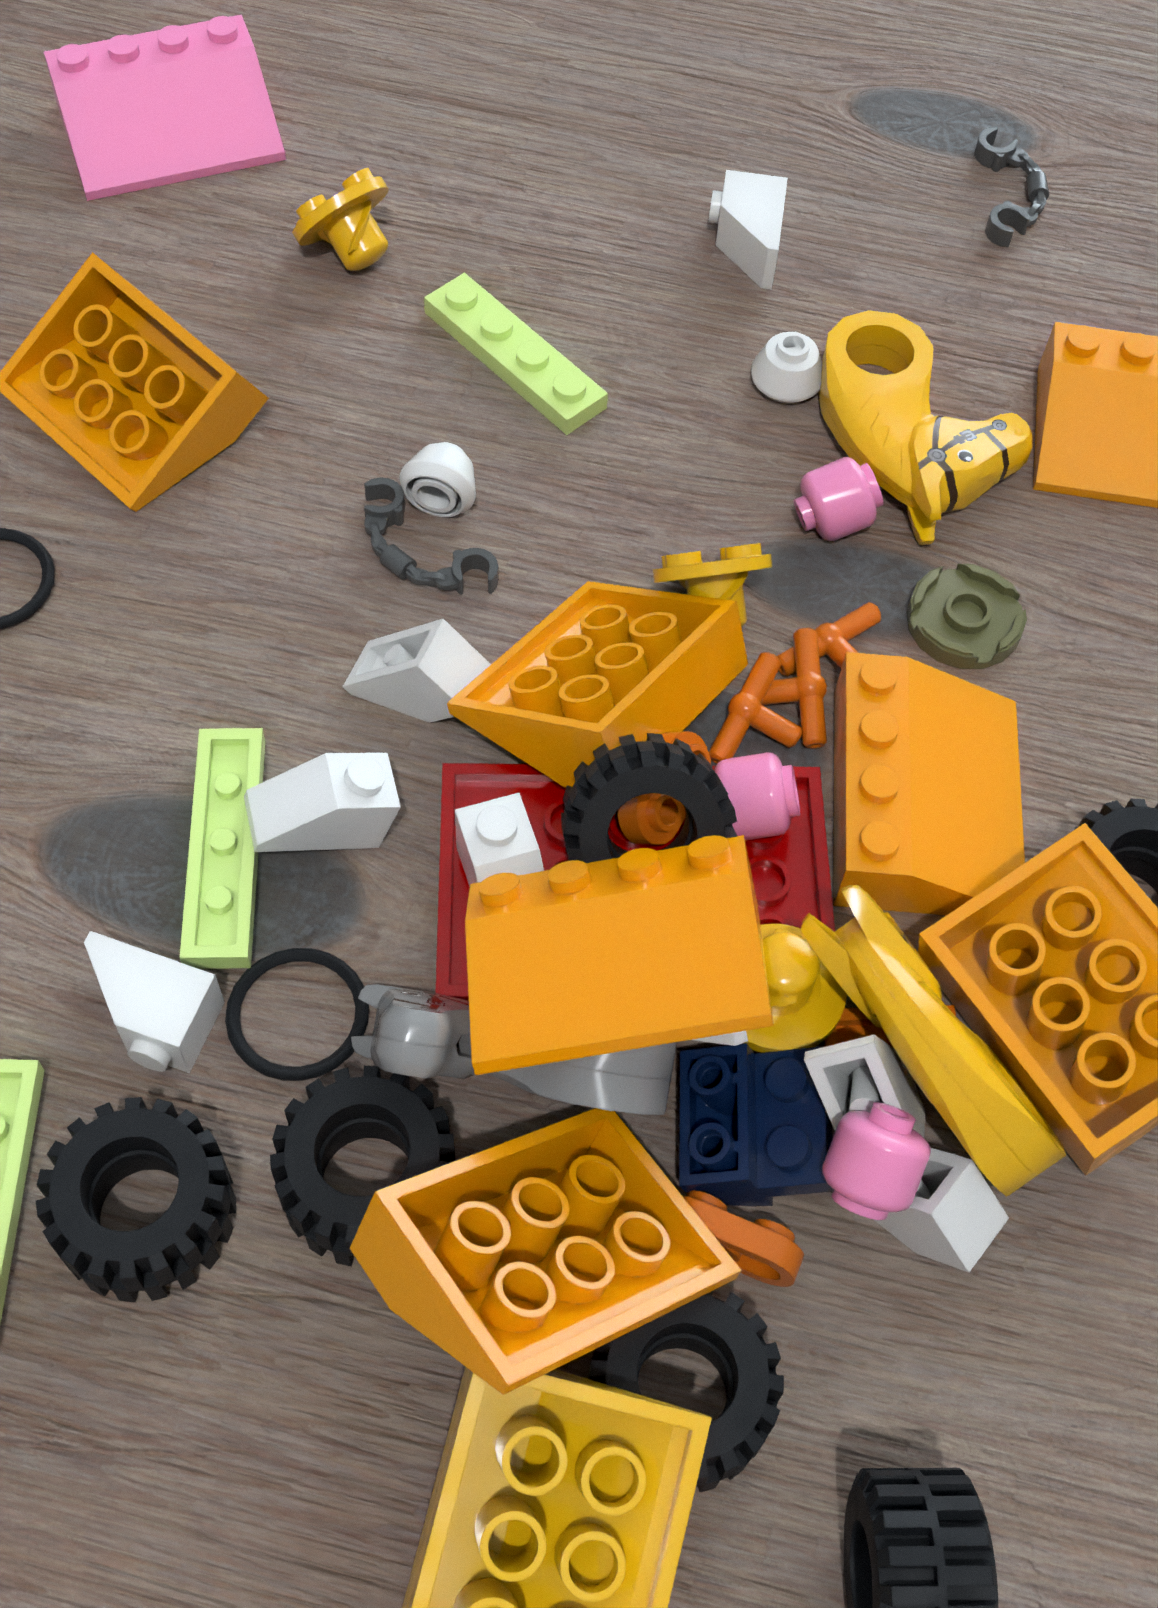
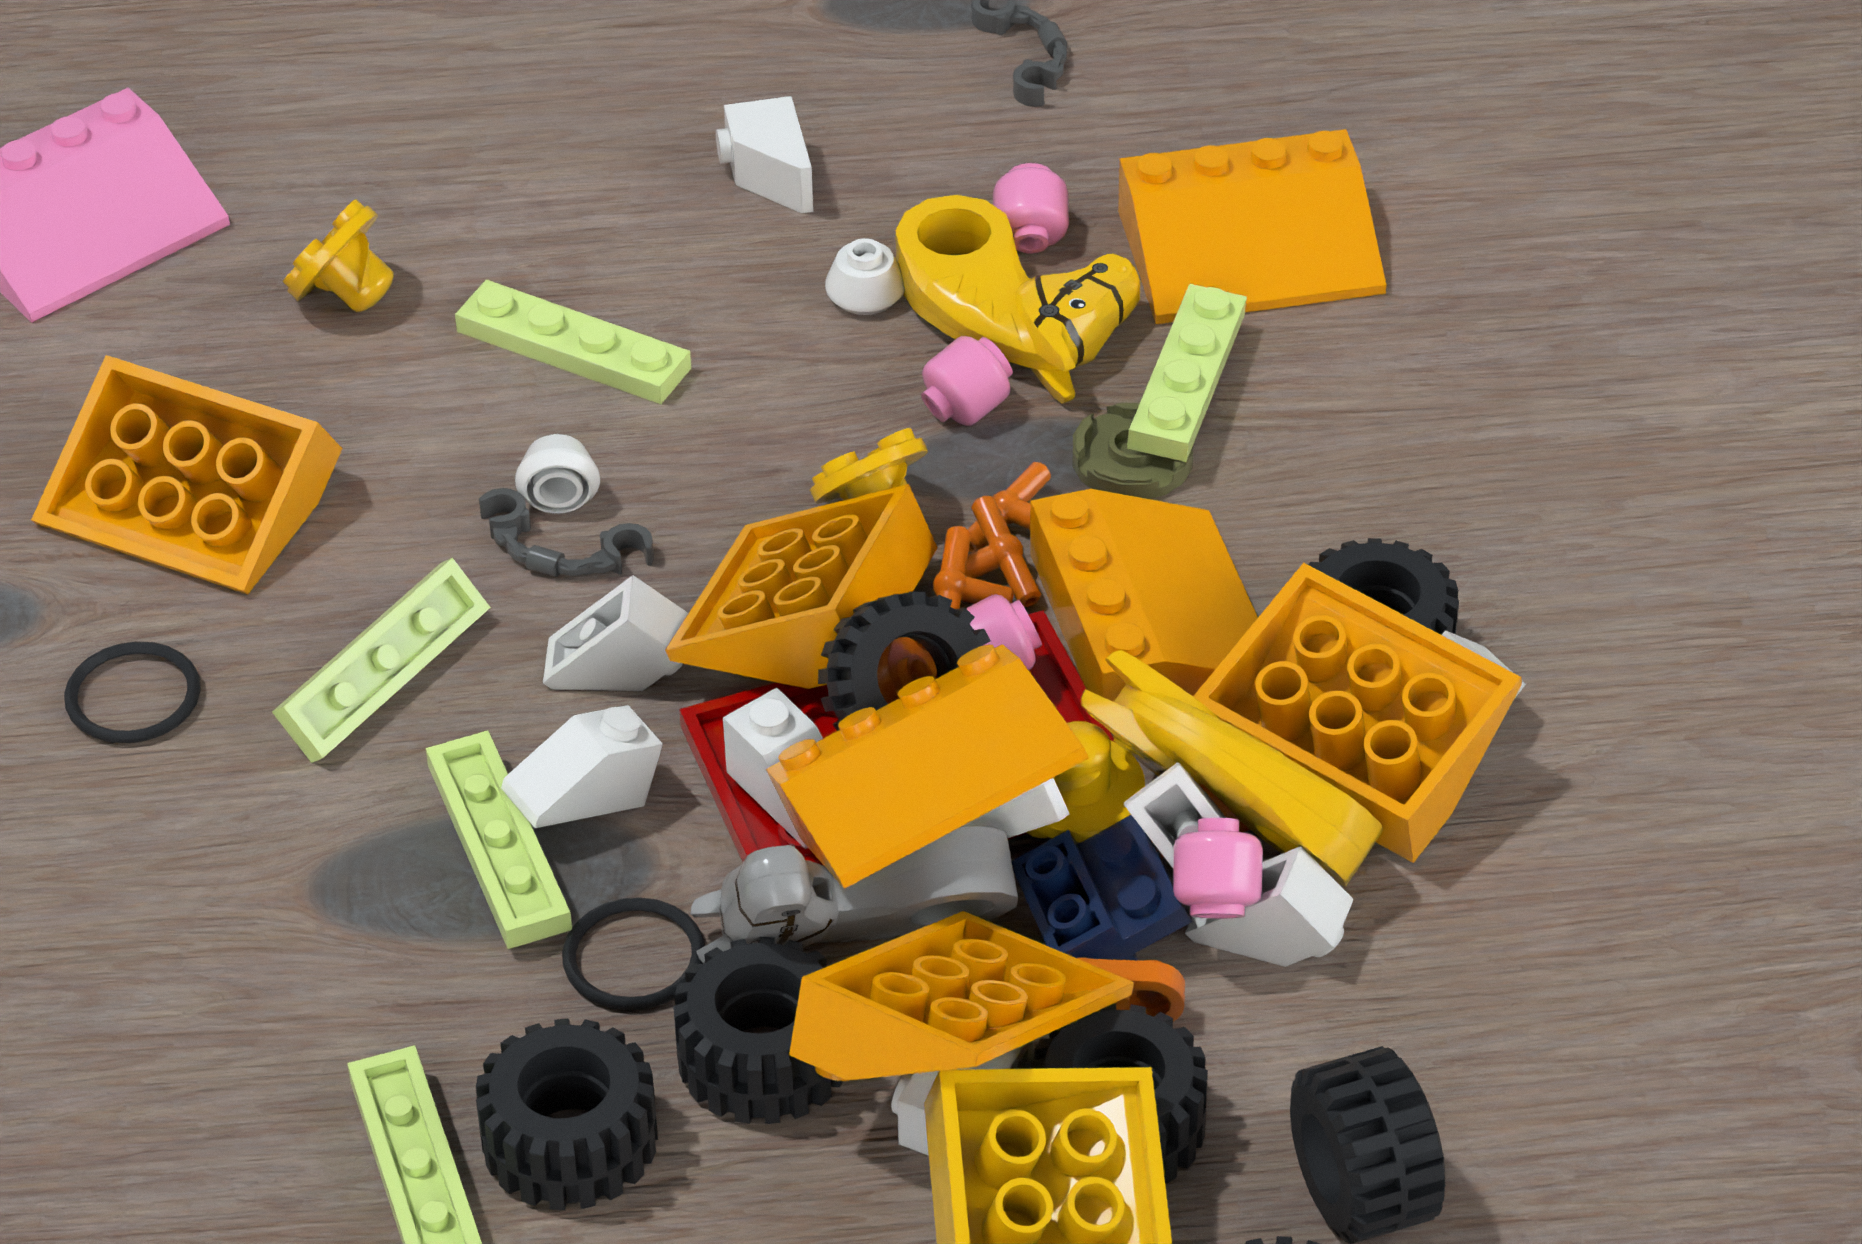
camera: 15 degrees left, 15 degrees down
(155, 1002) = (493, 972): white slope -> none
(204, 621) = (381, 660): none -> yellowish green plate
(962, 343) = (1034, 205): none -> bright pink head
(1042, 554) = (1187, 373): none -> yellowish green plate

